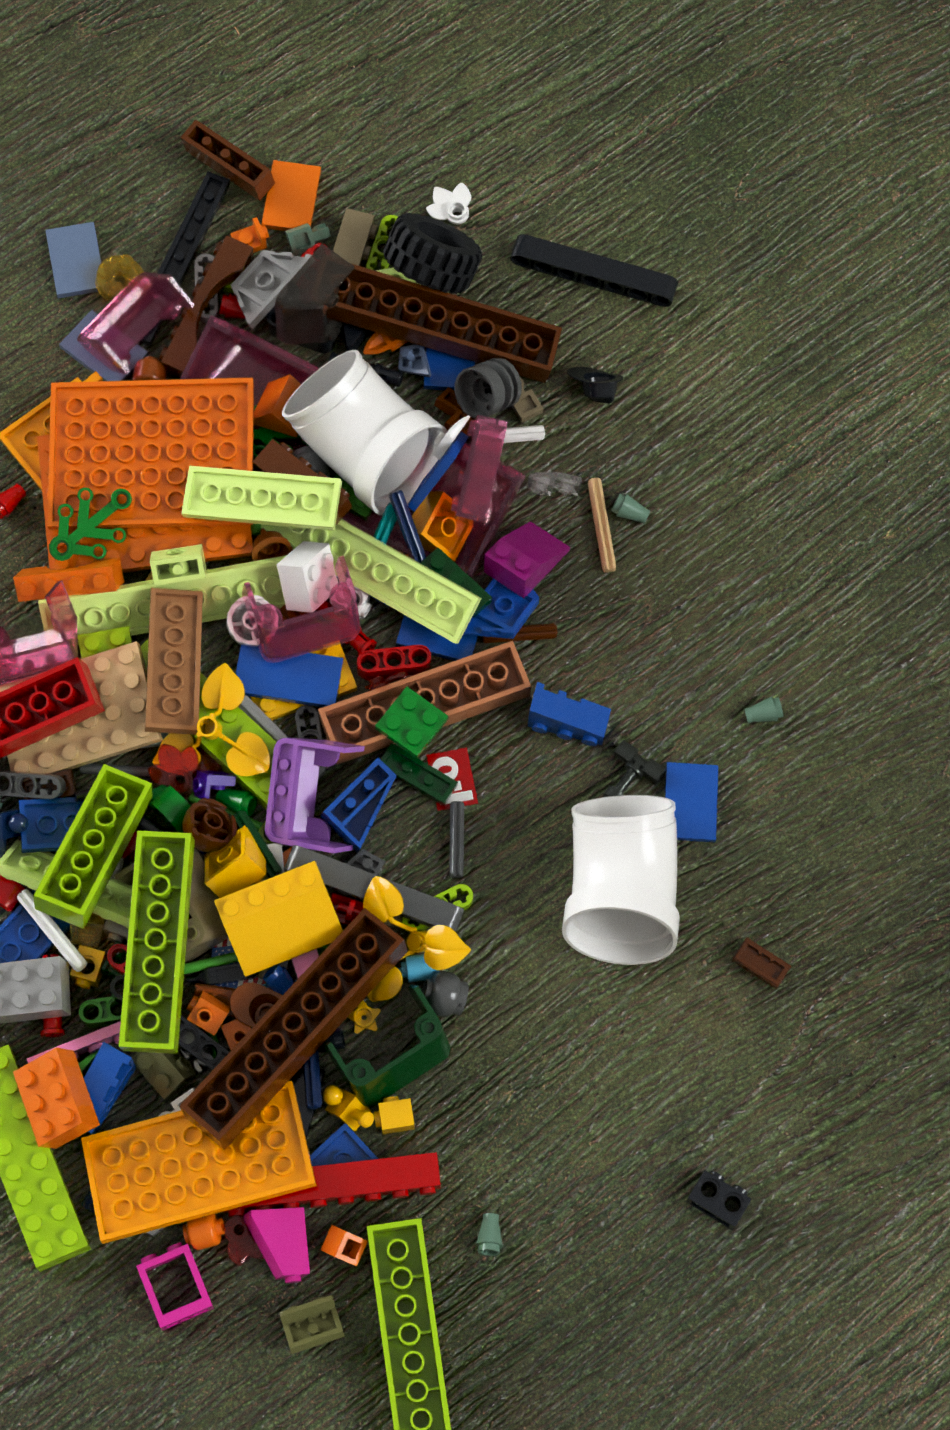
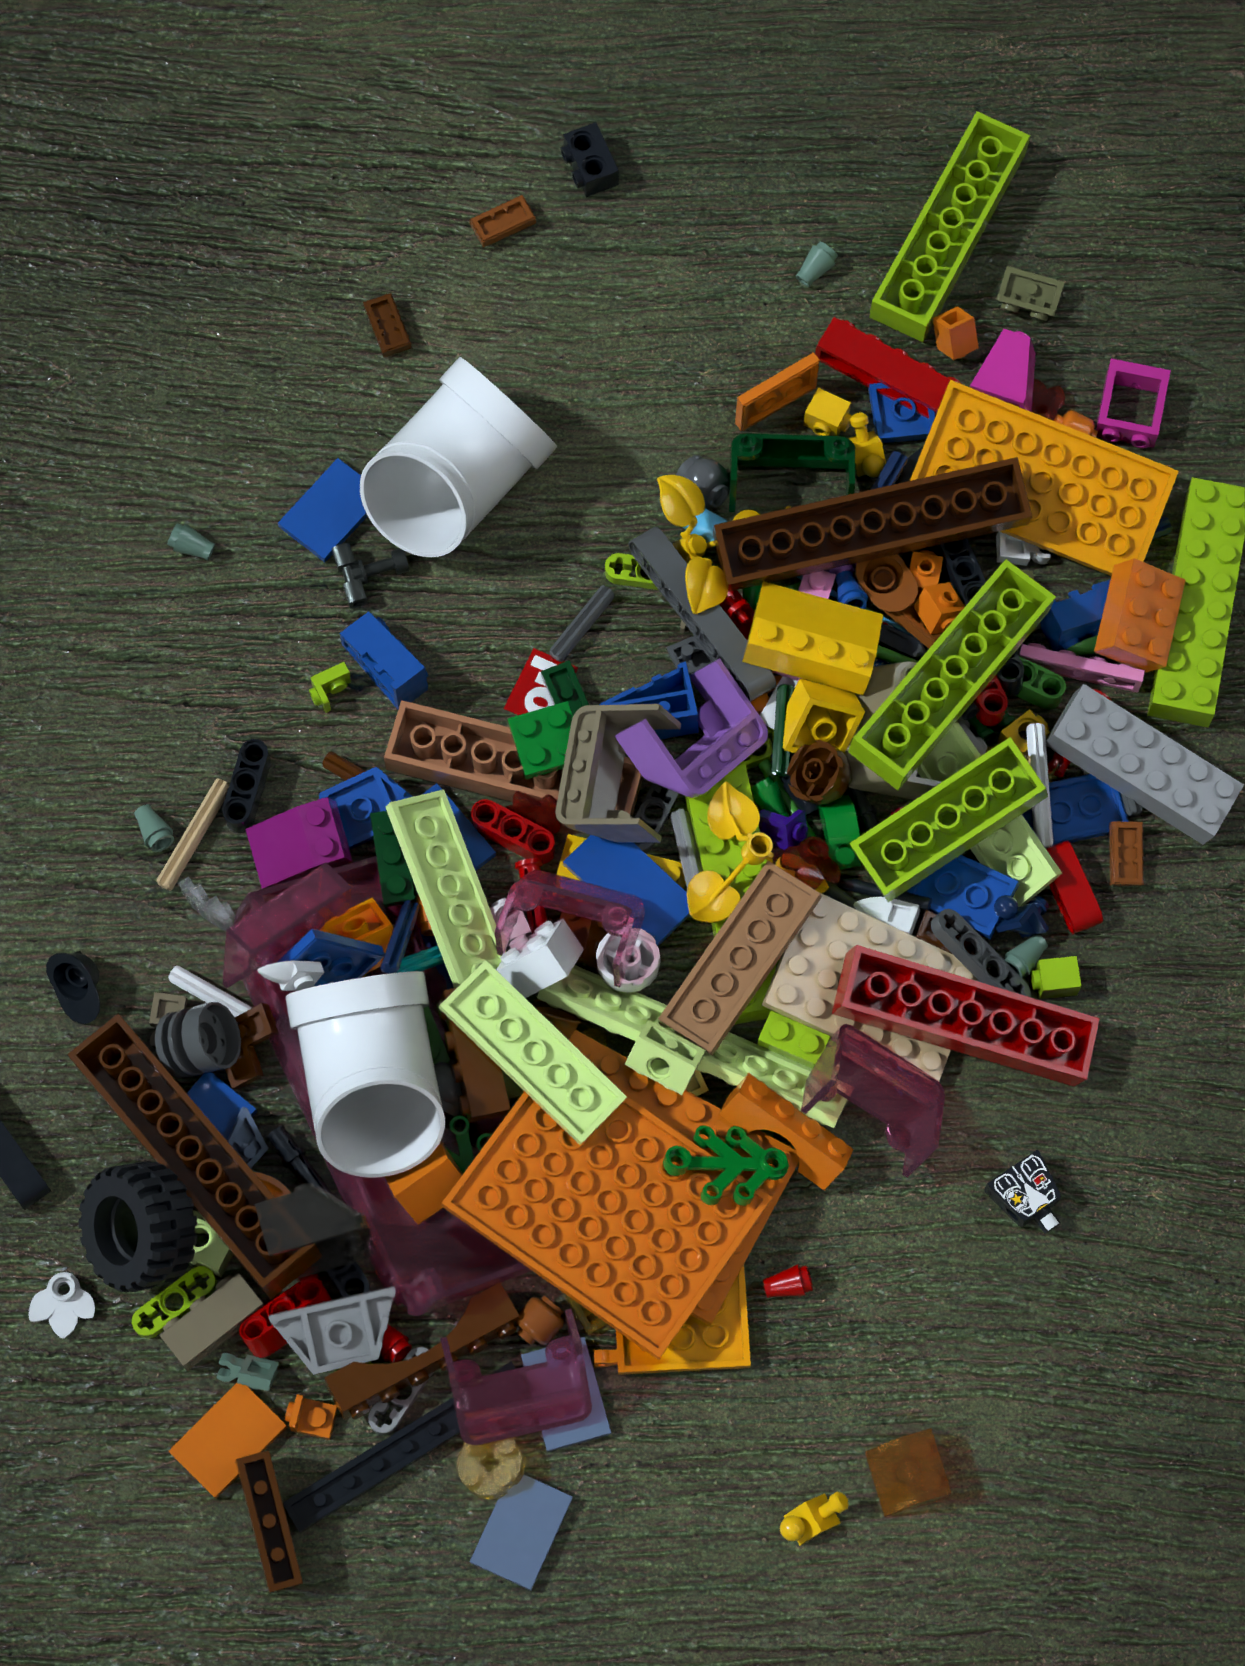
camera: 140 degrees left, 0 degrees up
(88, 772) = (894, 913): none -> white plate
(358, 710) = (595, 769): none -> dark tan windscreen
(441, 1099) = (777, 392): none -> orange tile
(592, 681) = (329, 681): none -> lime bracket
(593, 563) = (246, 771): none -> black beam
(744, 1104) = (502, 221): none -> dark orange plate

